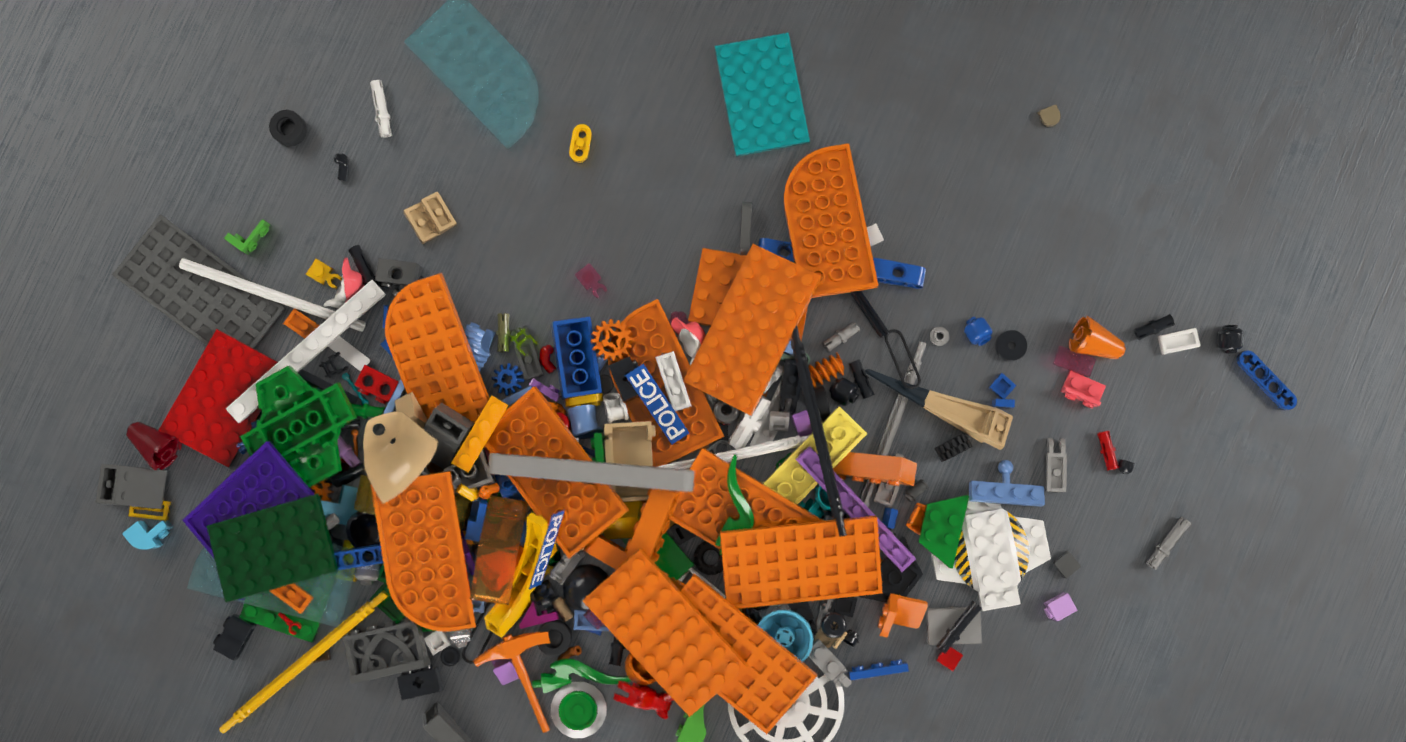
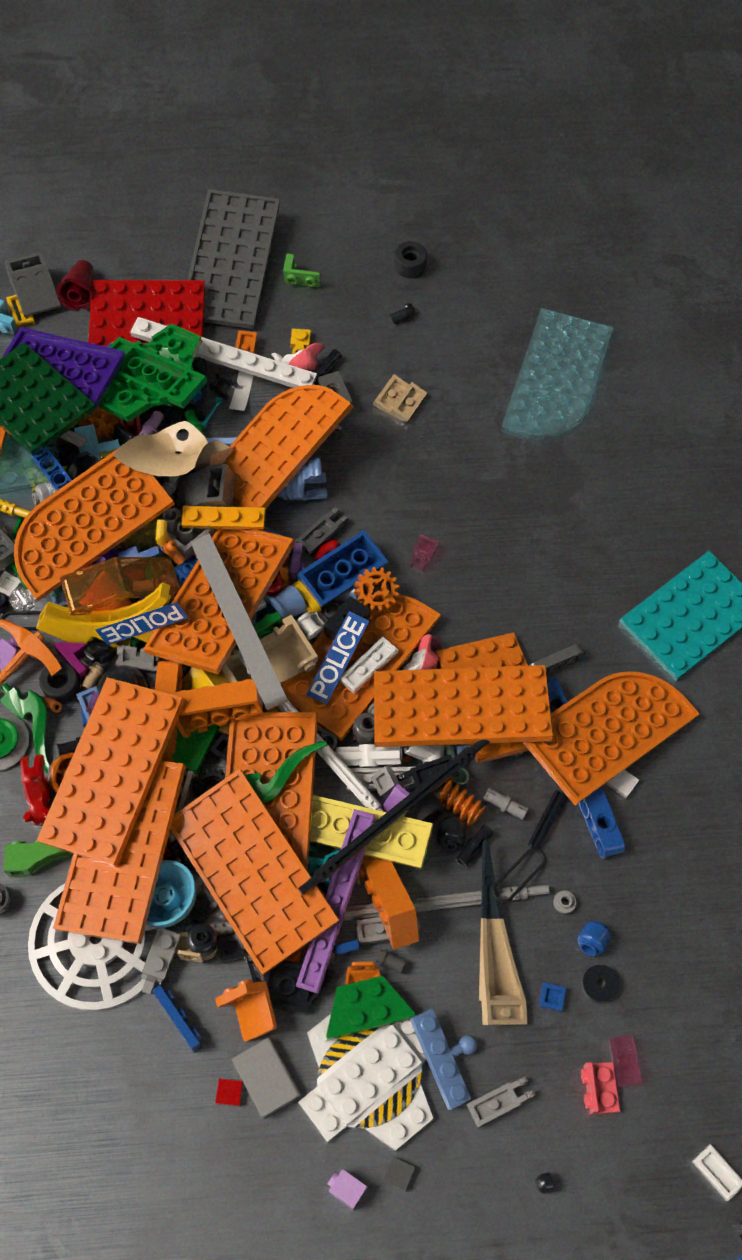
camera: 60 degrees right, 20 degrees down
(262, 291) = (257, 302): white axle -> none
(379, 381) = (224, 425): red brick -> none
(382, 116) = (466, 321): white pin -> none
(503, 333) = (330, 503): olive pin -> none
(511, 373) = (289, 524): blue gear -> none
(519, 344) = (325, 517): clear neon green piece -> none
(580, 144) = (542, 483): yellow plate -> none
(851, 638) = (198, 972): black plate -> none
(953, 447) = (457, 972): black tyre -> none
(958, 627) = (266, 1078): black pin -> none
(1003, 403) = (534, 1005): blue tile -> none
(1095, 340) = (661, 1072): orange cone -> none
(1108, 450) = (550, 1152): red pin -> none
(1154, 327) = (716, 1133): black pin -> none

